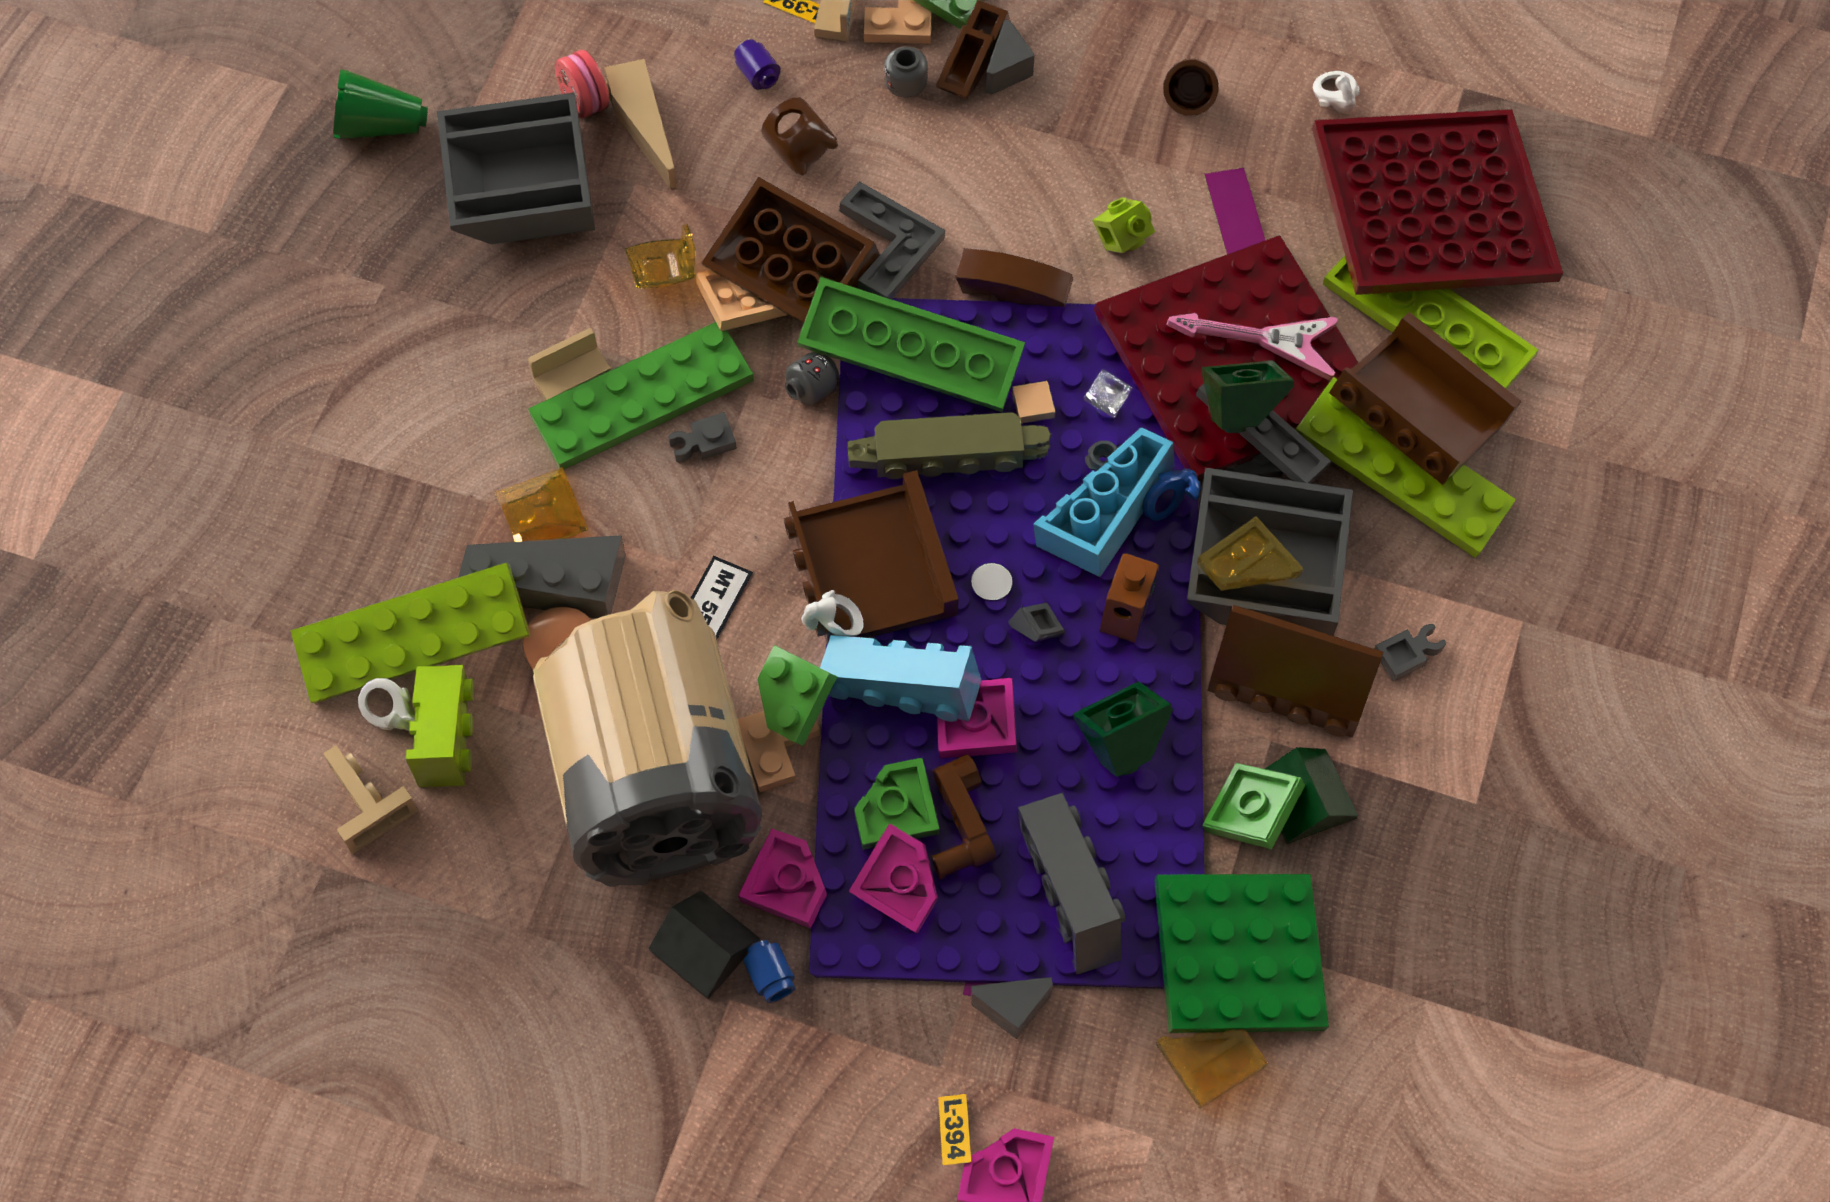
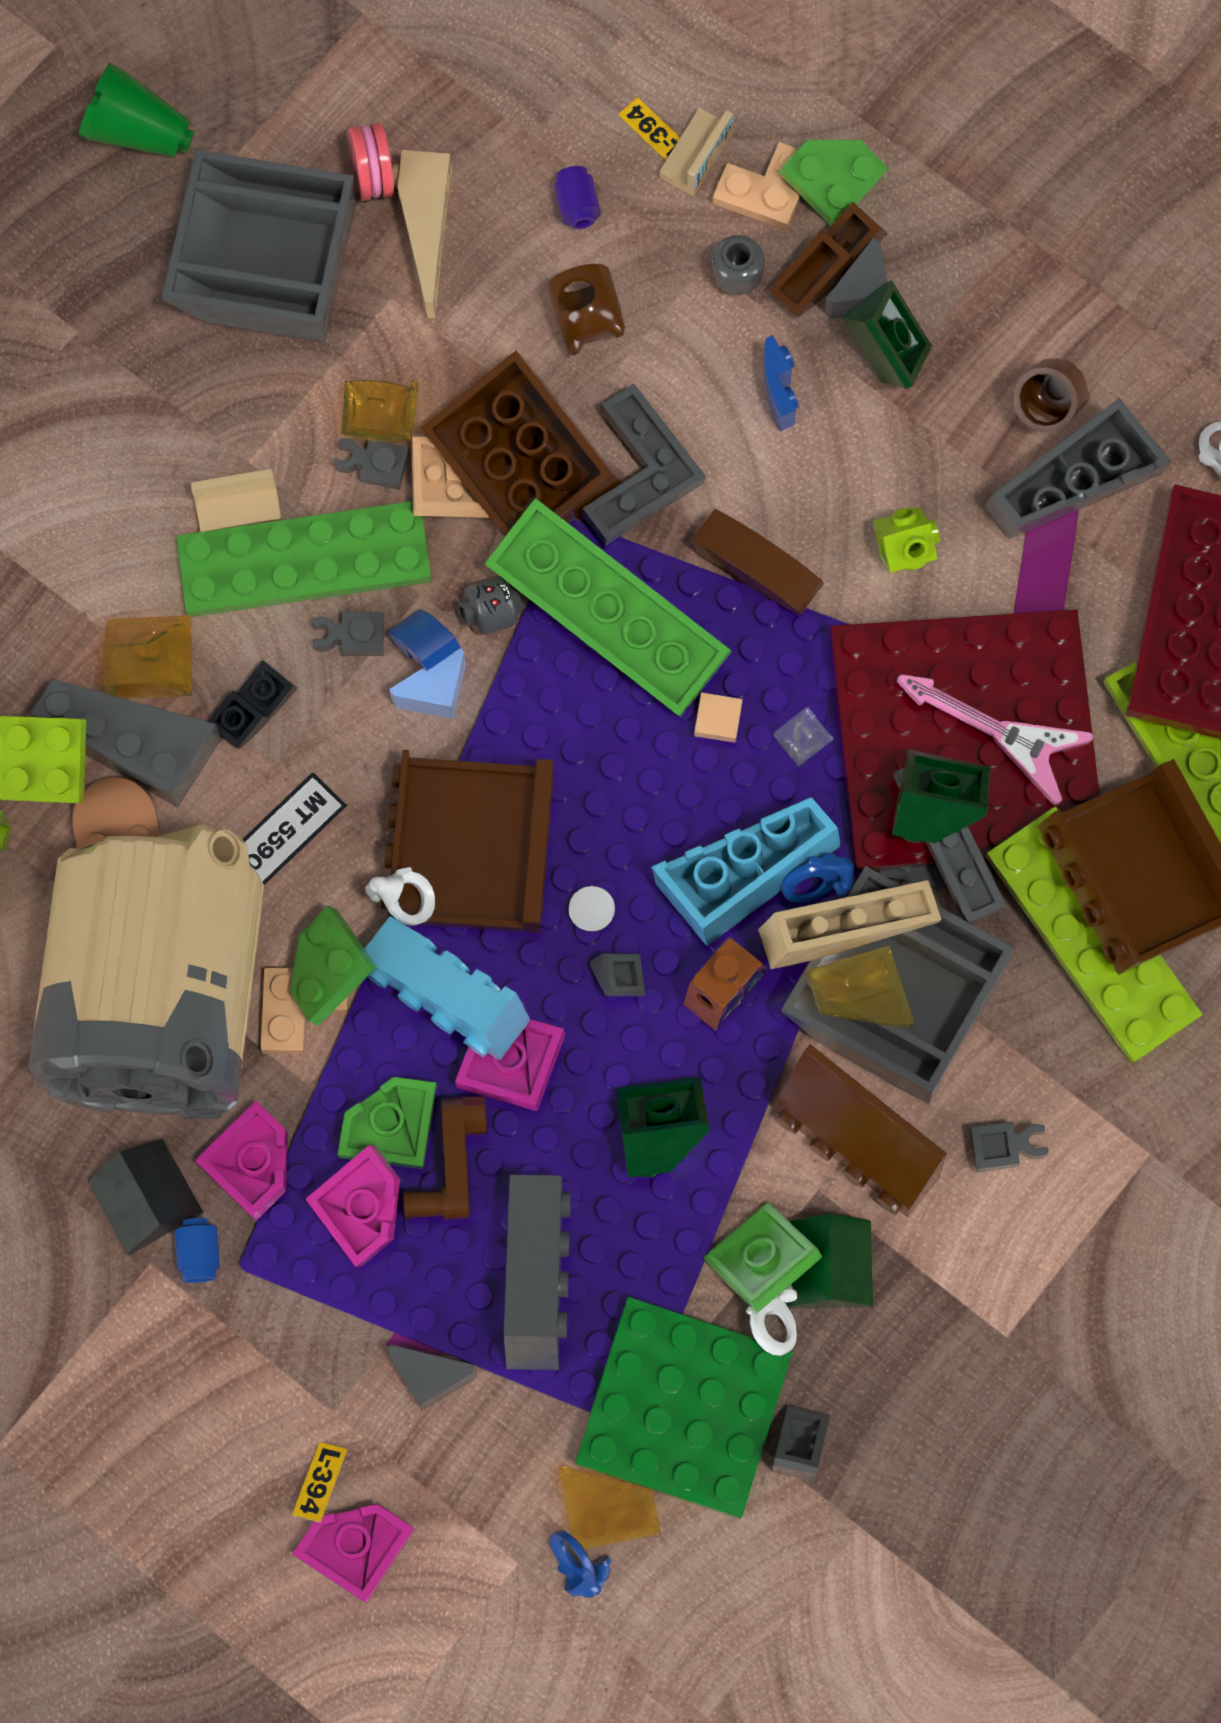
camera: 25 degrees right, 10 degrees up
(644, 517) = (253, 705): none -> black slope
(675, 304) = (379, 464): none -> dark grey plate
(769, 416) = (424, 639): none -> blue slope
(789, 456) = (433, 690): none -> light blue slope
(949, 445) = (603, 738): olive hinge -> none
(967, 139) = (777, 377): none -> blue slope
(1045, 87) = (889, 336): none -> dark green slope
(1098, 450) = (764, 800): dark grey plate -> none
(1210, 513) = (846, 923): none -> tan slope
(1214, 1129) = (580, 1578): none -> blue piece
(1241, 131) = (1086, 467): none -> dark grey wedge
(1284, 845) = (778, 1308): none -> white piece
(1352, 949) = (801, 1443): none -> dark grey slope

